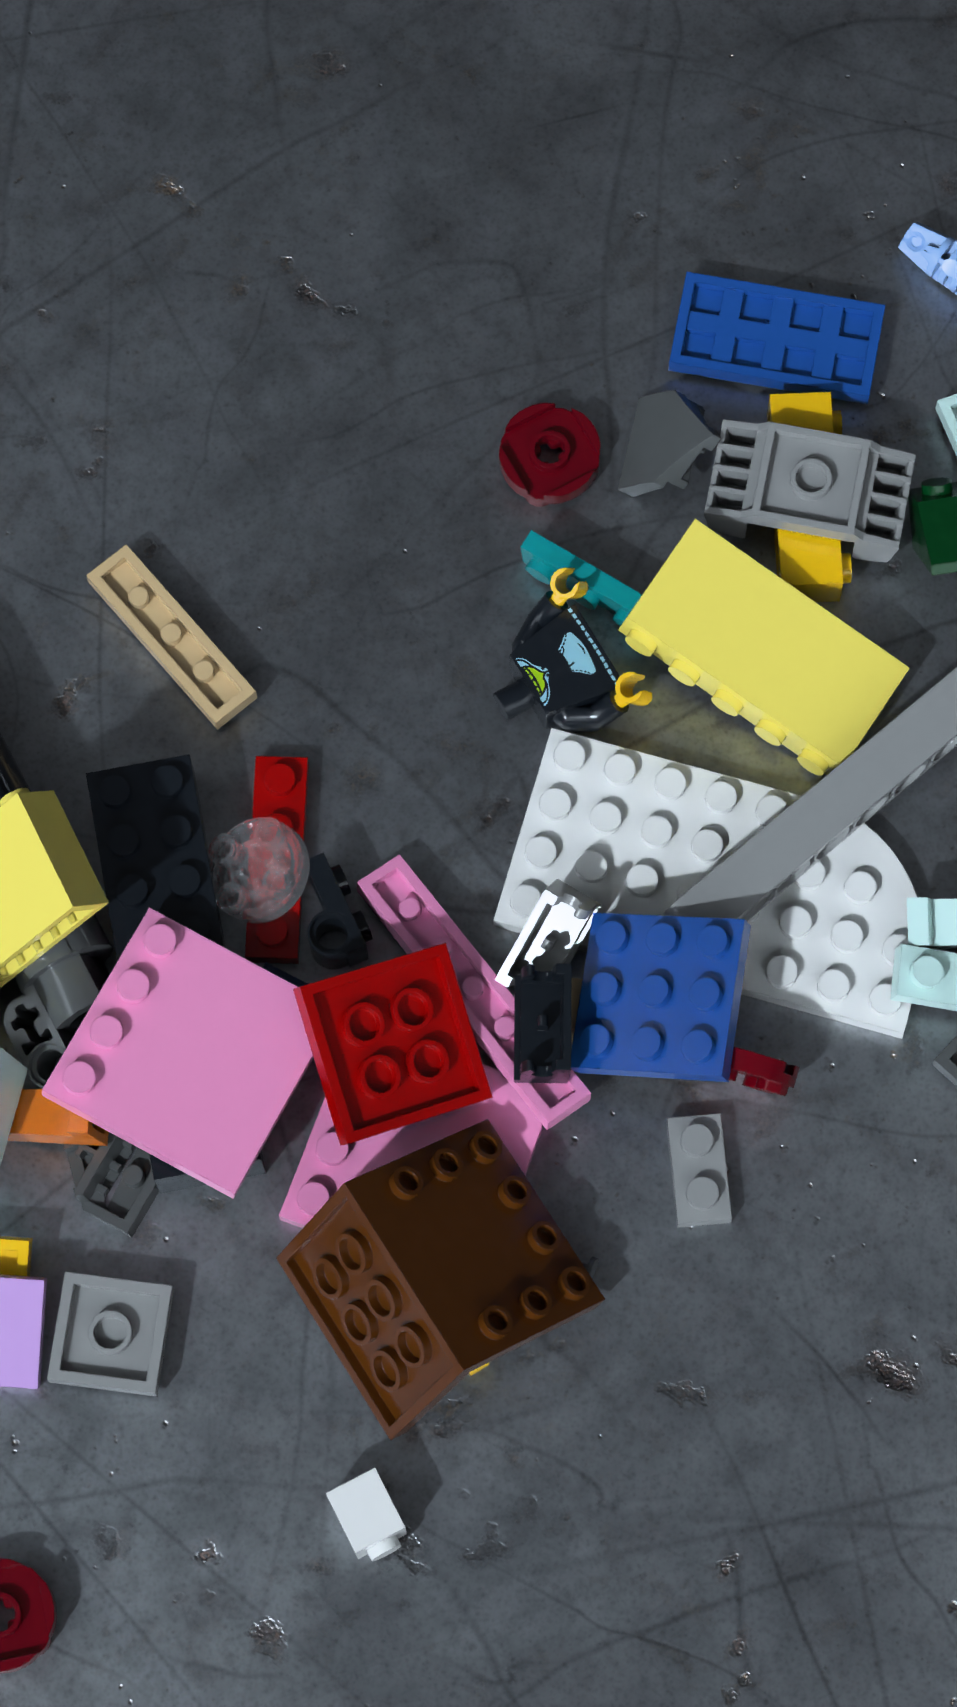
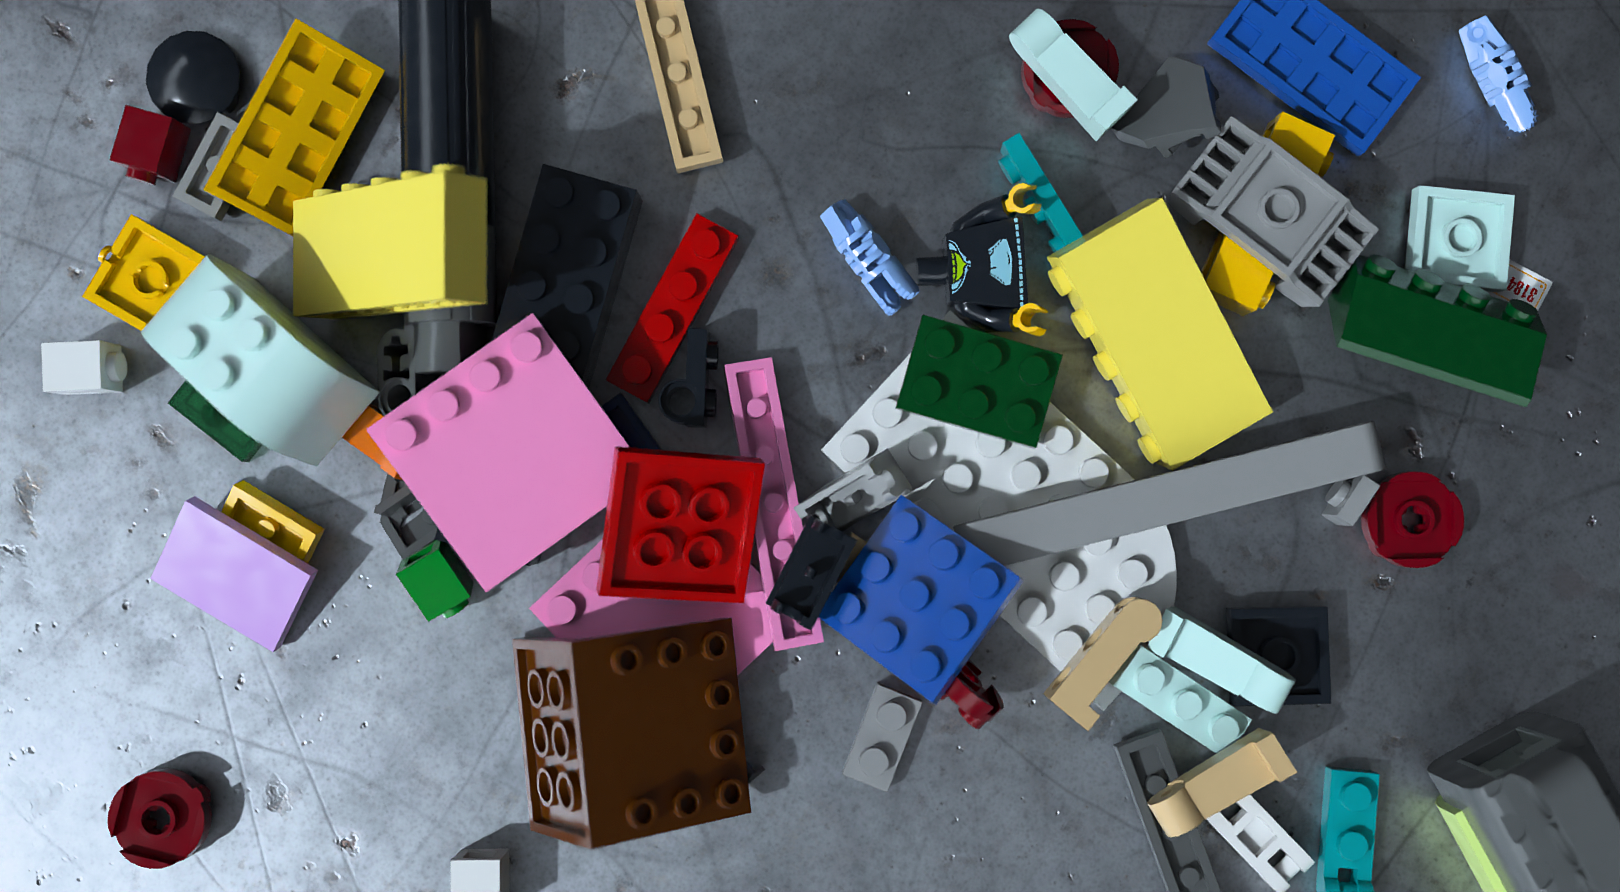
camera: 25 degrees right, 15 degrees up
(110, 1334) = (350, 637): light grey plate -> none
(173, 1229) = (436, 580): none -> green brick
(258, 869) = (648, 315): clear tile -> none
(445, 715) = (869, 256): none -> light blue hinge
(553, 455) = (1070, 74): none -> light aqua leg
(613, 777) = (979, 381): none -> dark green plate
(878, 933) = (1101, 657): none -> tan leg

